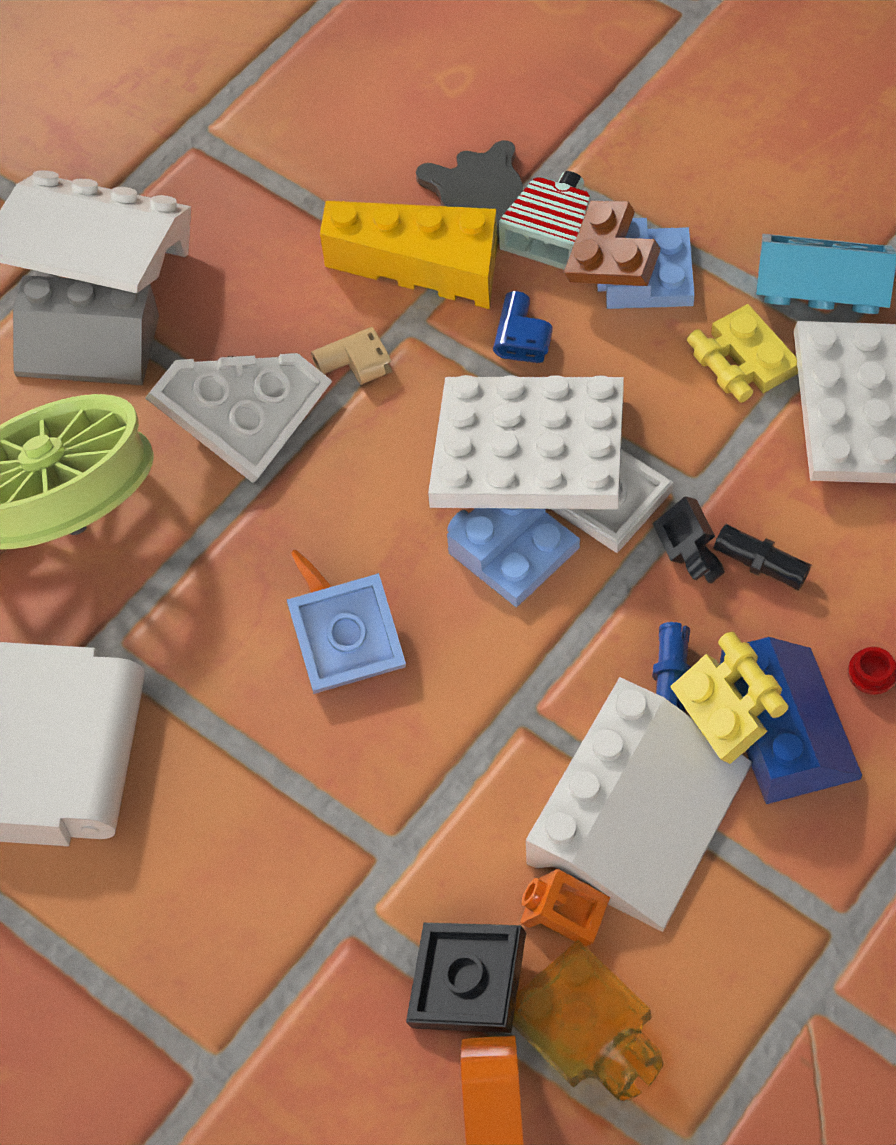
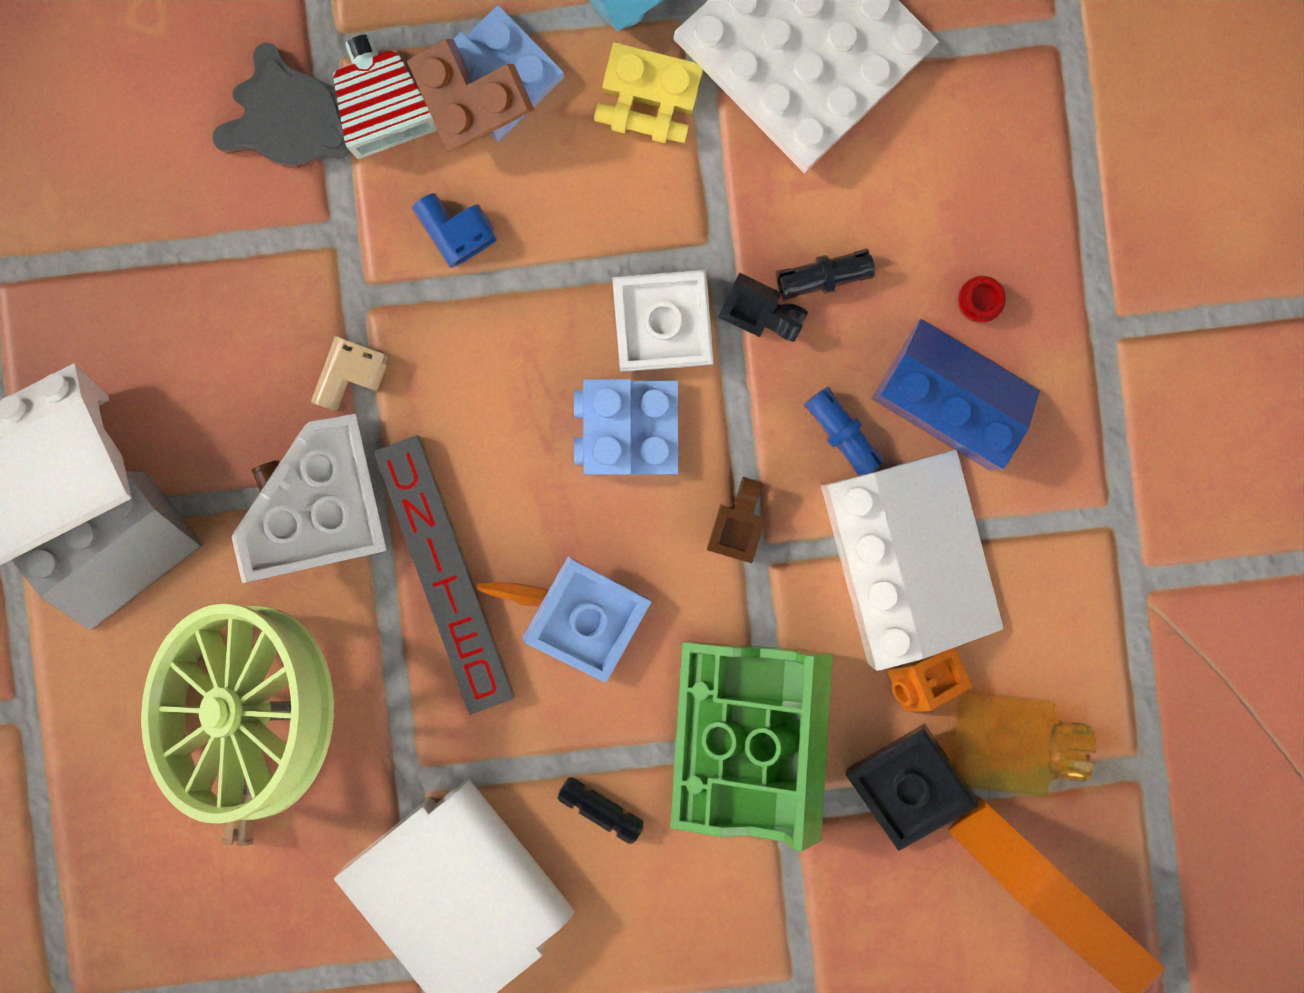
camera: 55 degrees left, 30 degrees up
(211, 782) = (600, 810): none -> black axle
(276, 533) = (444, 574): none -> dark grey tile
(378, 832) = (752, 742): none -> bright green piece
(414, 245) = (295, 228): yellow wedge -> none
(524, 670) = (737, 528): none -> reddish brown plate
(528, 443) = (569, 338): white plate -> none
(717, 705) = (920, 444): light yellow plate -> none

